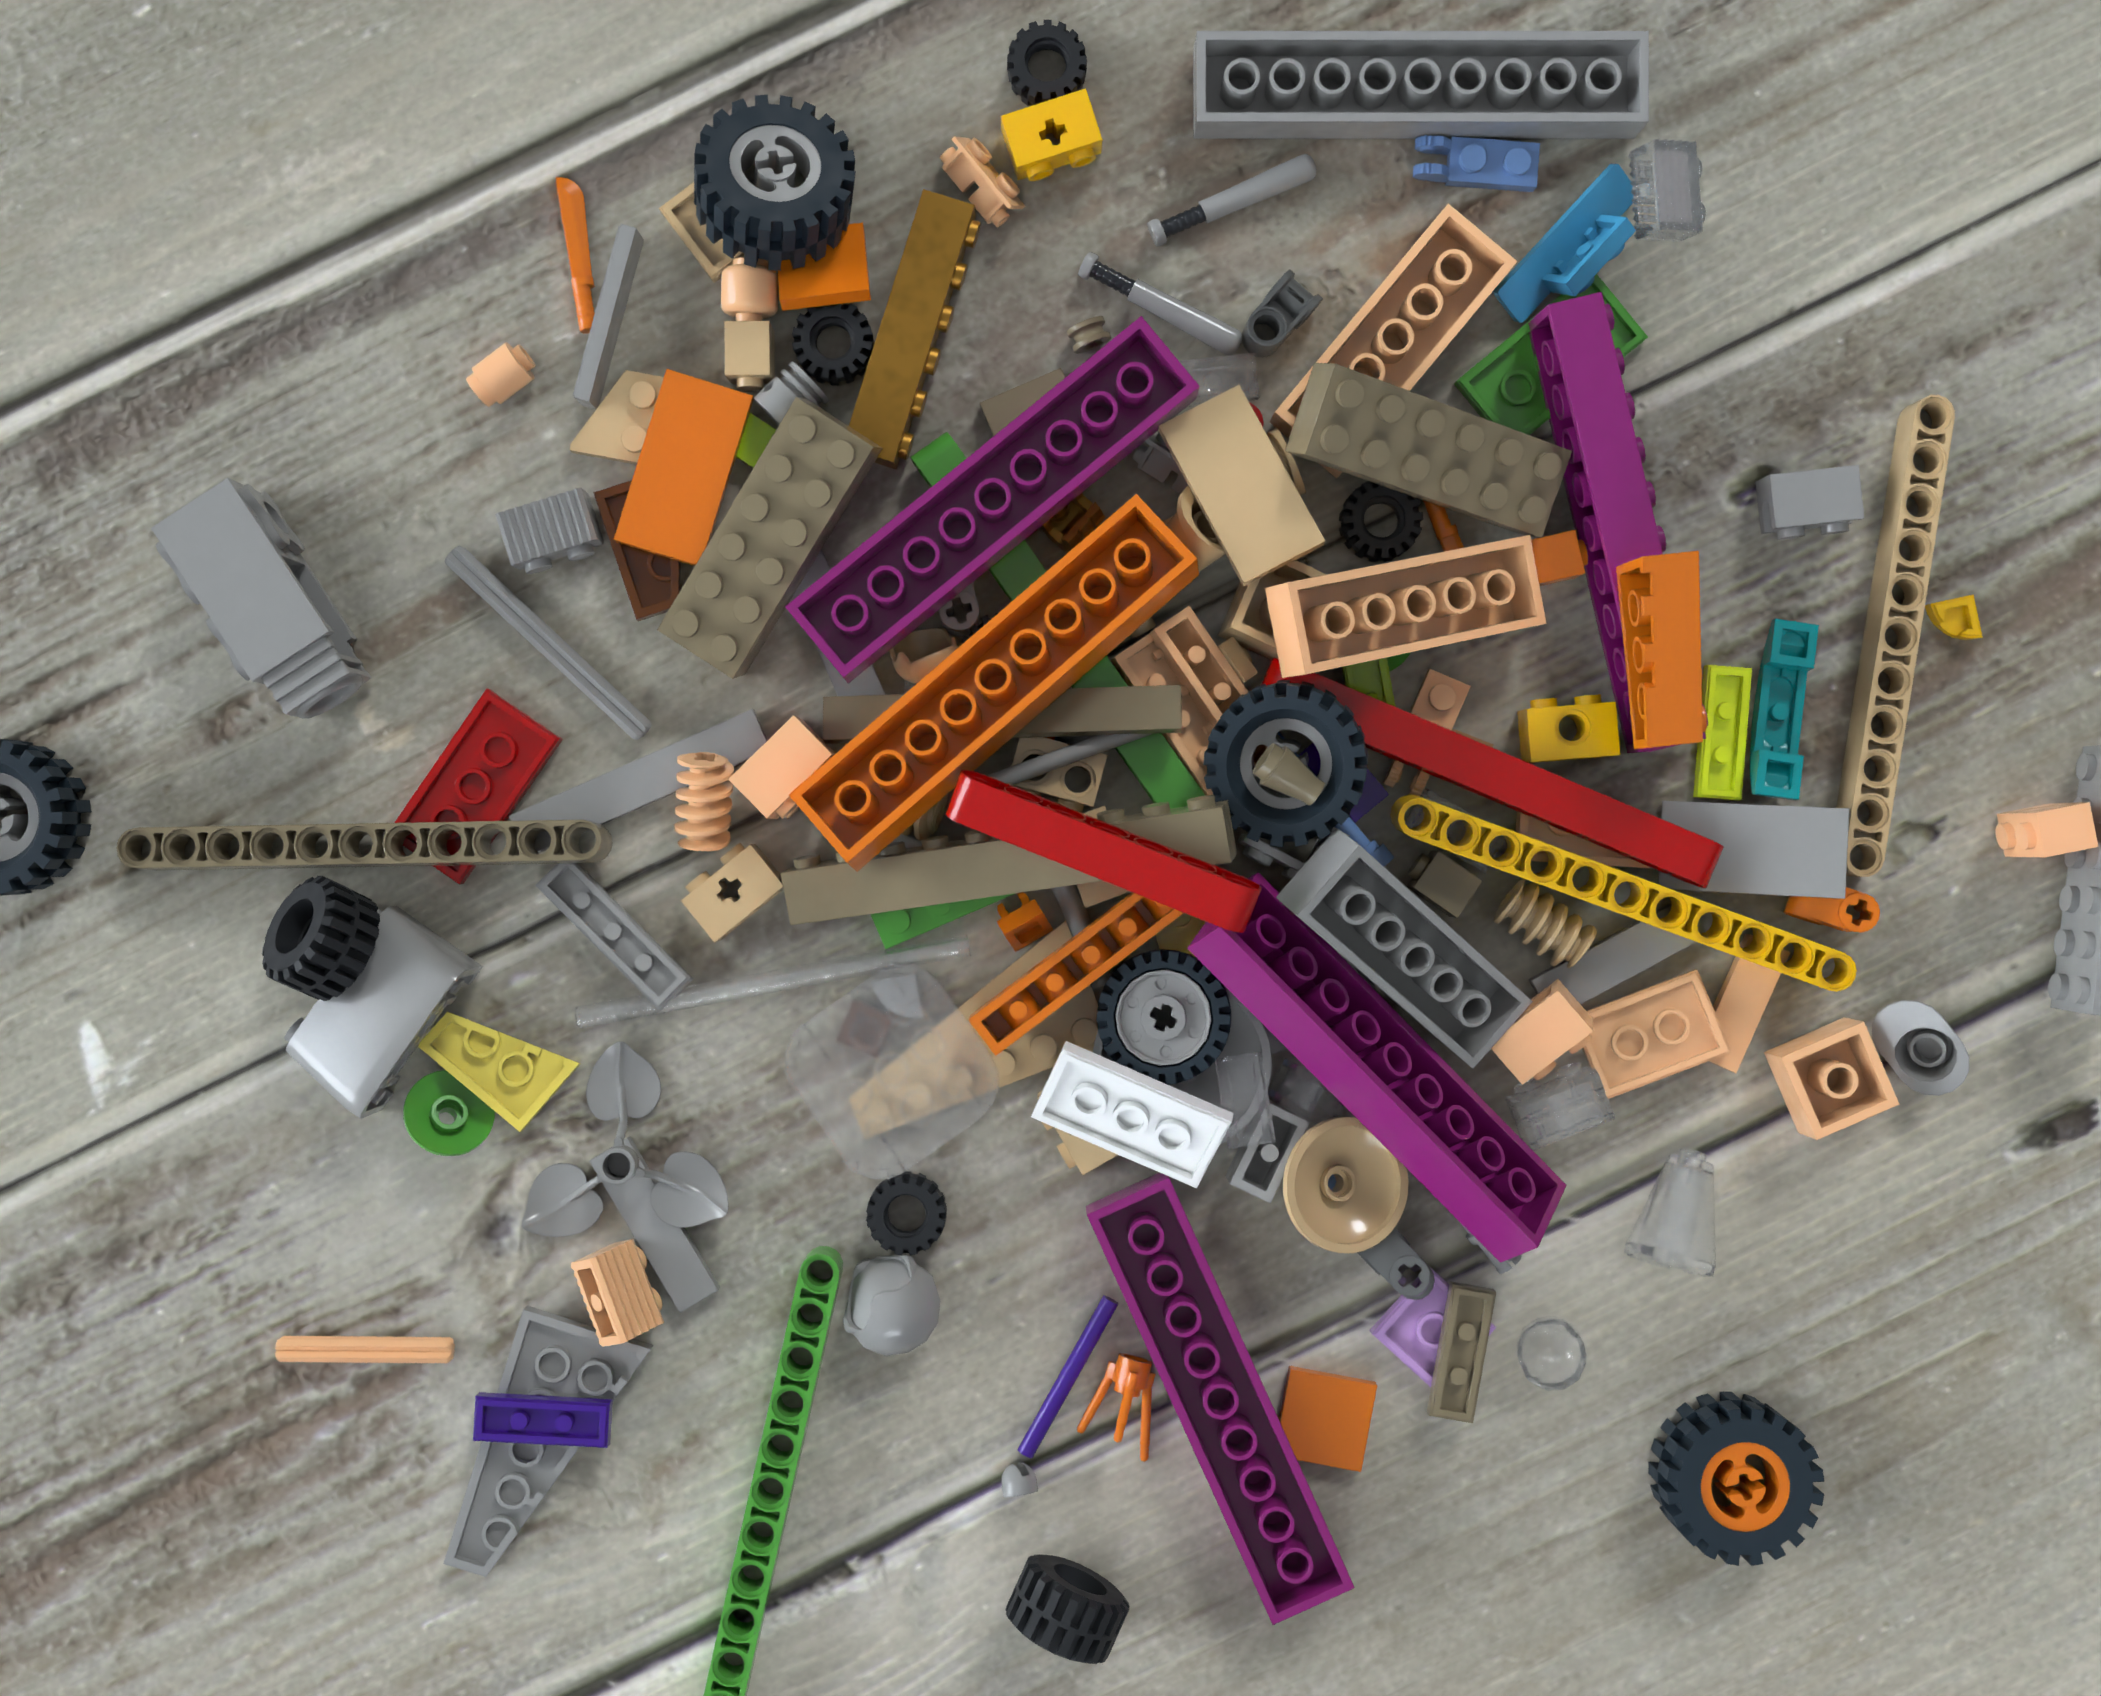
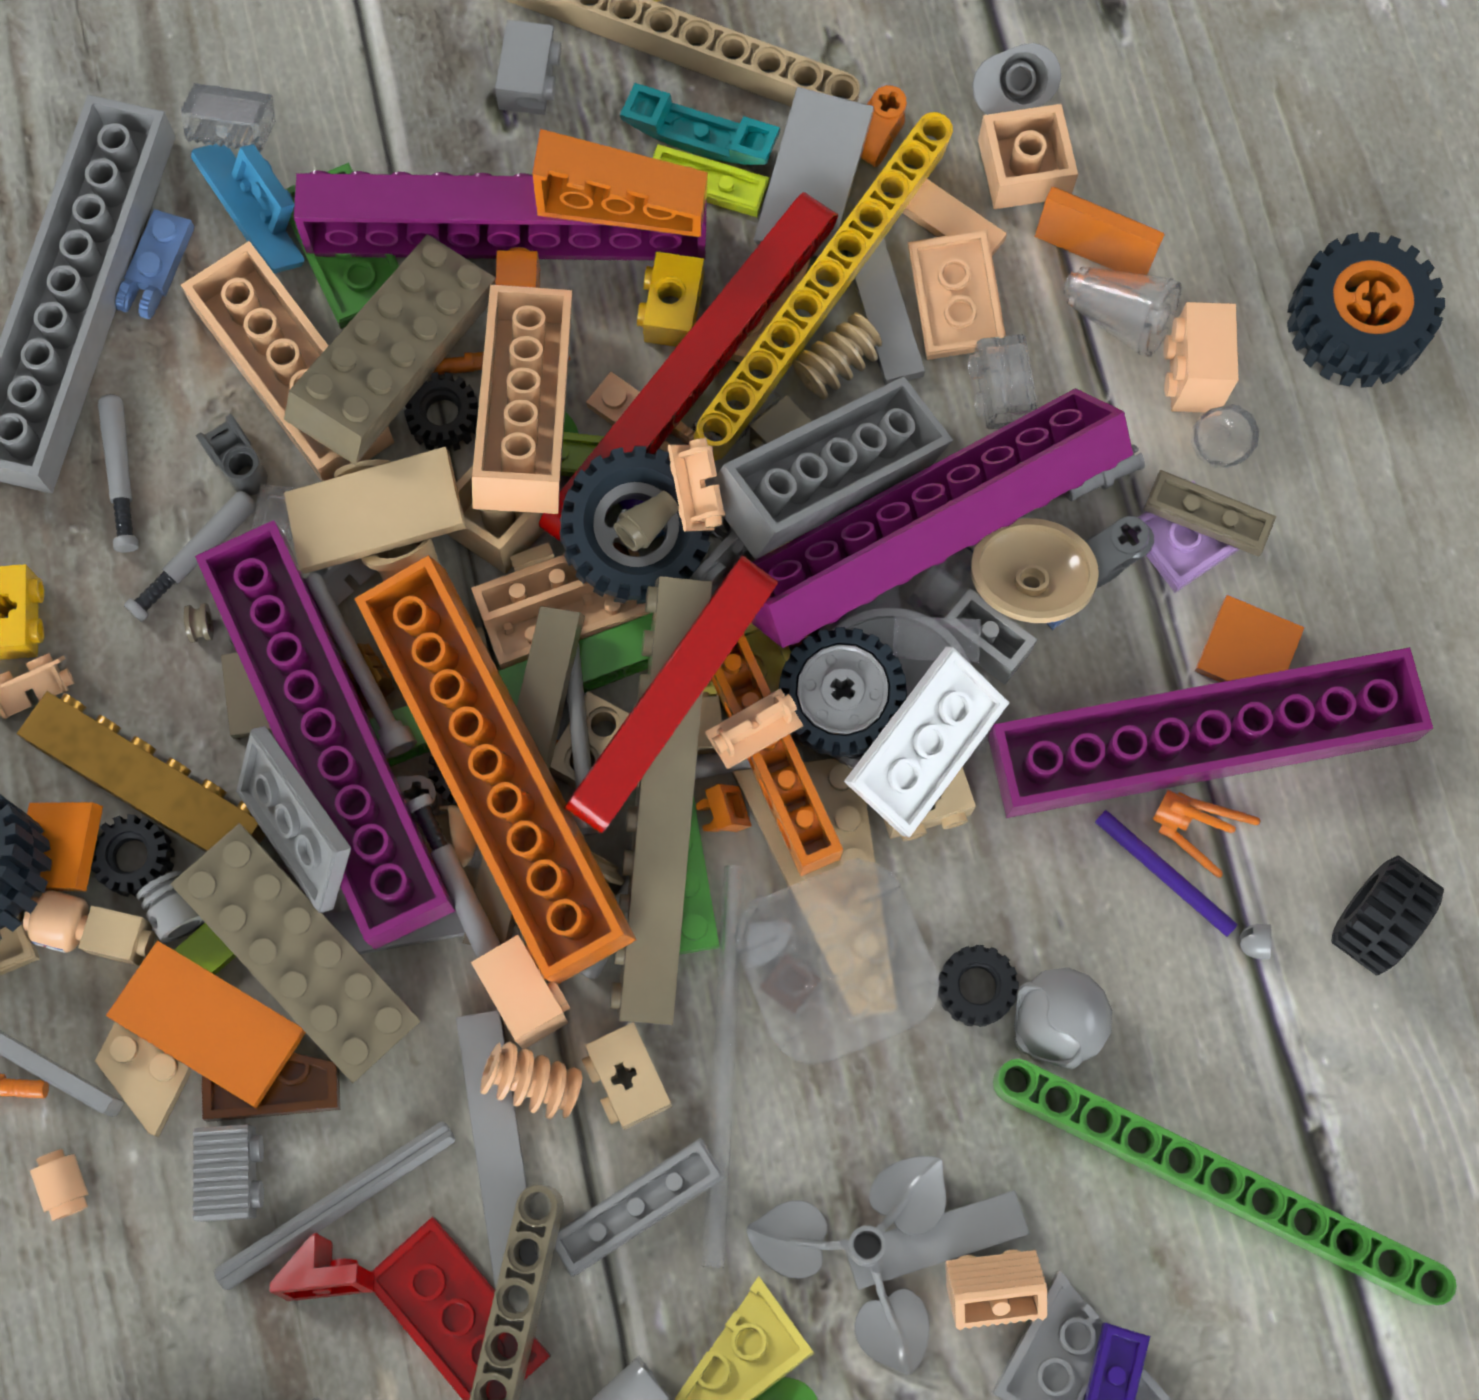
camera: 80 degrees left, 15 degrees down
(477, 643) = (315, 1275): none -> red slope
(871, 680) = (465, 901): none -> light grey piece
(892, 498) = (293, 819): none -> light grey tile
(1011, 571) = (394, 736): none -> light grey piece
(1096, 938) = (754, 728): none -> light nougat hinge
(1350, 810) = (698, 505): none -> light nougat hinge
(1544, 1033) = (935, 375): light nougat brick -> none
(1633, 1314) = (1202, 357): none -> light nougat brick
(1753, 1175) = (1097, 233): none -> orange tile

